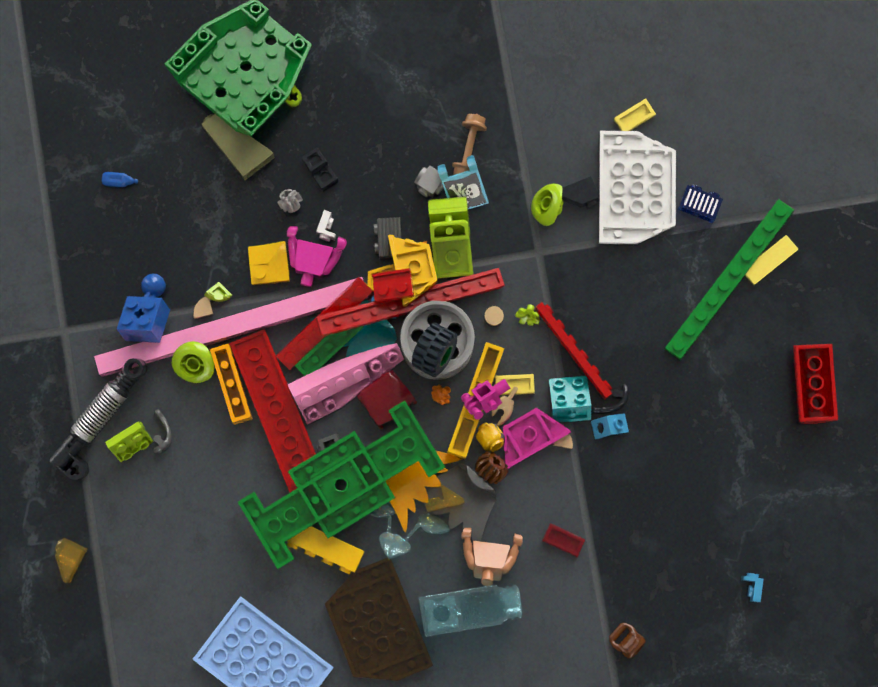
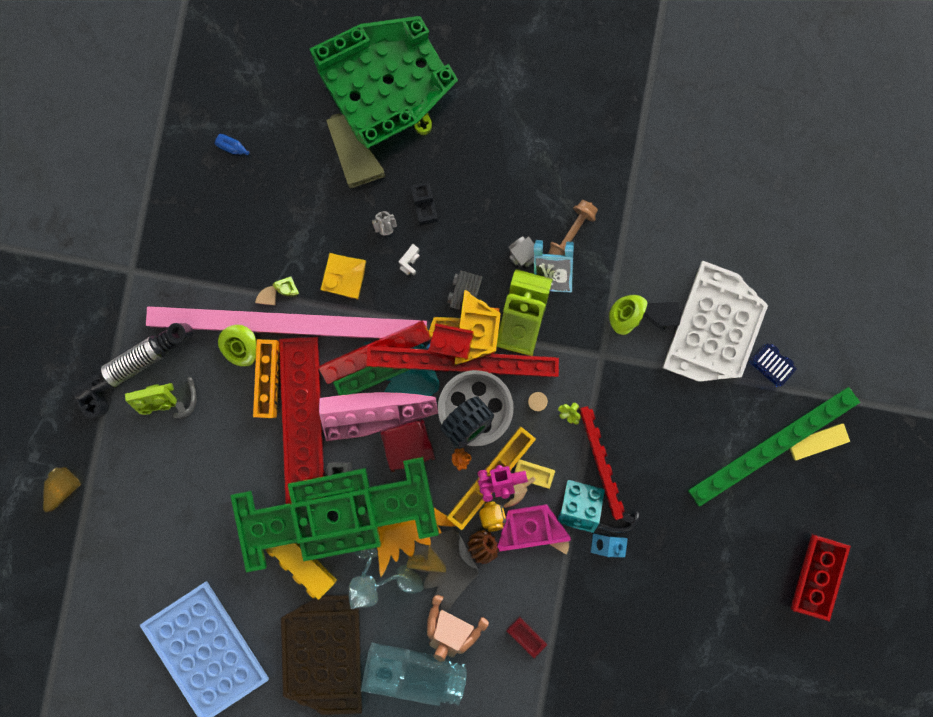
camera: 20 degrees right, 5 degrees up
(146, 316) = (209, 286): blue brick -> none
(312, 258) = (385, 285): dark pink torso -> none
(635, 116) = (740, 258): light yellow tile -> none

